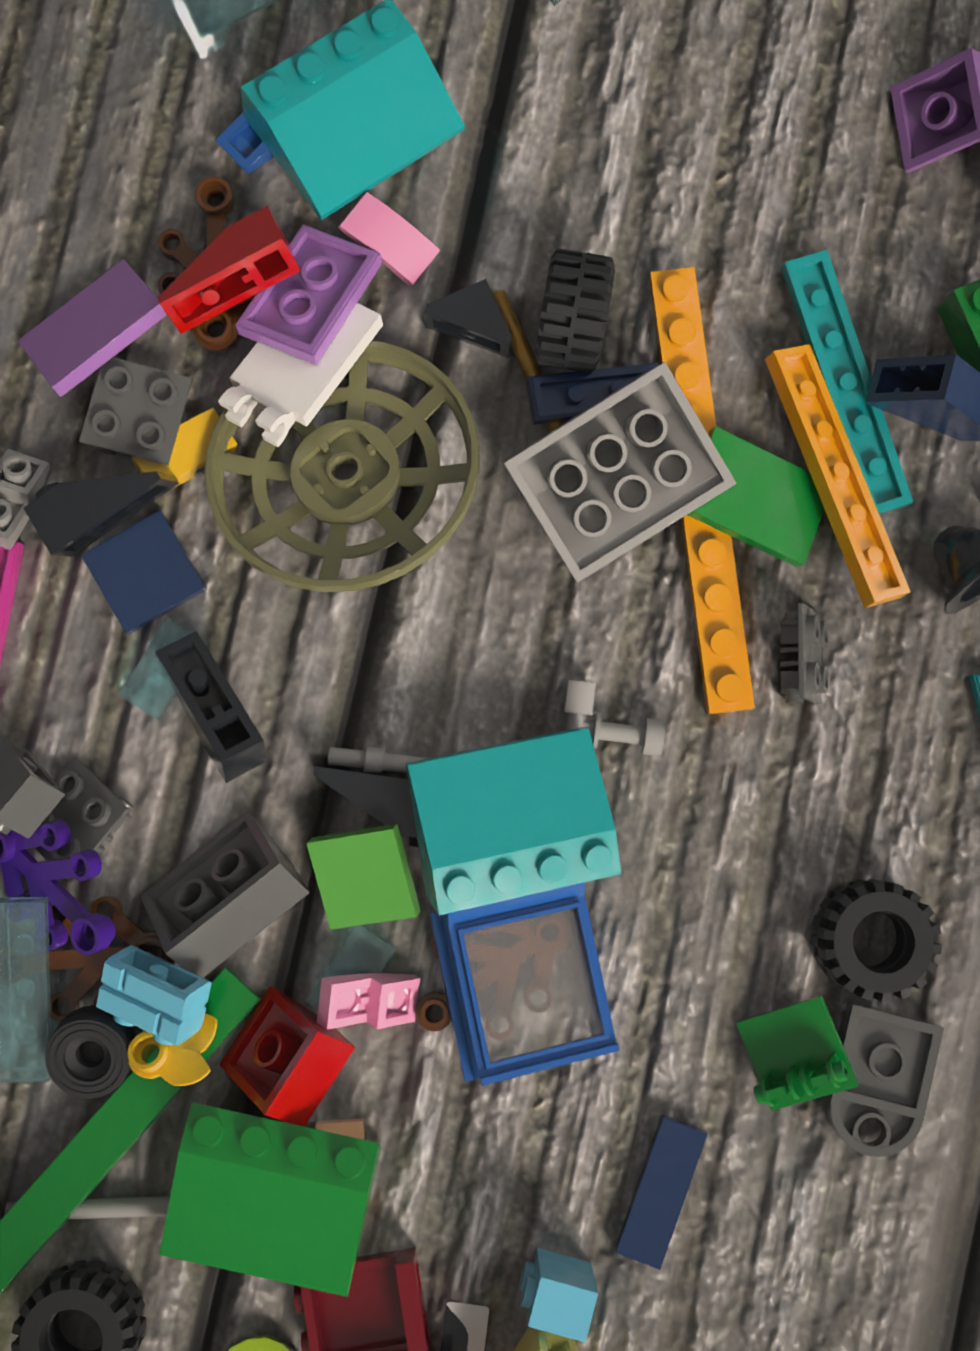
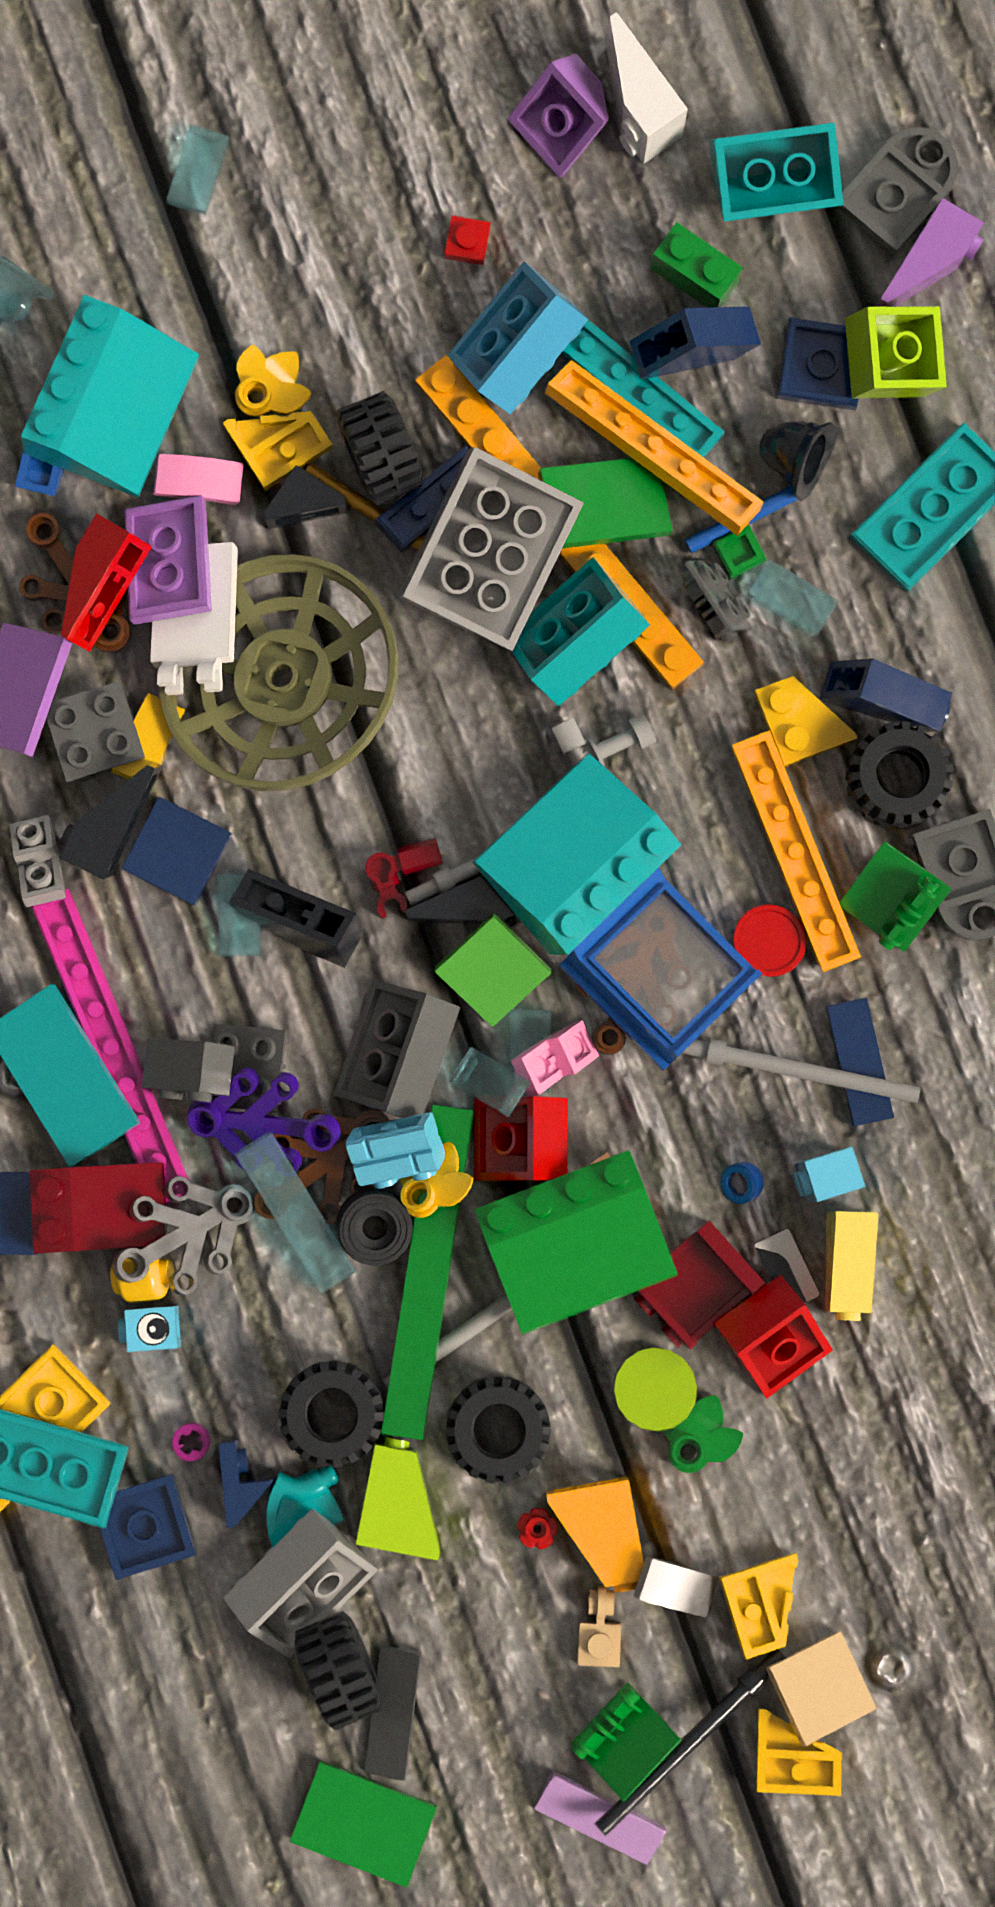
camera: 35 degrees left, 0 degrees up
(290, 984) = (489, 1082): none -> clear light blue tile
(325, 710) = (411, 858): none -> dark red bar
(484, 250) = (278, 444): none -> yellow wing
(486, 1234) = (754, 1181): none -> blue piece
(519, 192) = (271, 377): none -> yellow plate
(530, 1094) = (718, 1052): none -> light grey bar
(649, 1018) = (770, 939): none -> red piece
(651, 604) = (577, 632): none -> teal slope
(727, 948) = (795, 851): none -> light orange plate
(772, 291) = (517, 338): none -> dark azure slope
(782, 175) = (467, 240): none -> red plate
(810, 823) = (800, 721): none -> yellow wing
(849, 593) = (708, 535): none -> blue bar
(853, 625) = (739, 552): none -> green tile
(878, 701) = (792, 598): none -> clear light blue tile
(912, 850) = (885, 693): none -> dark blue slope

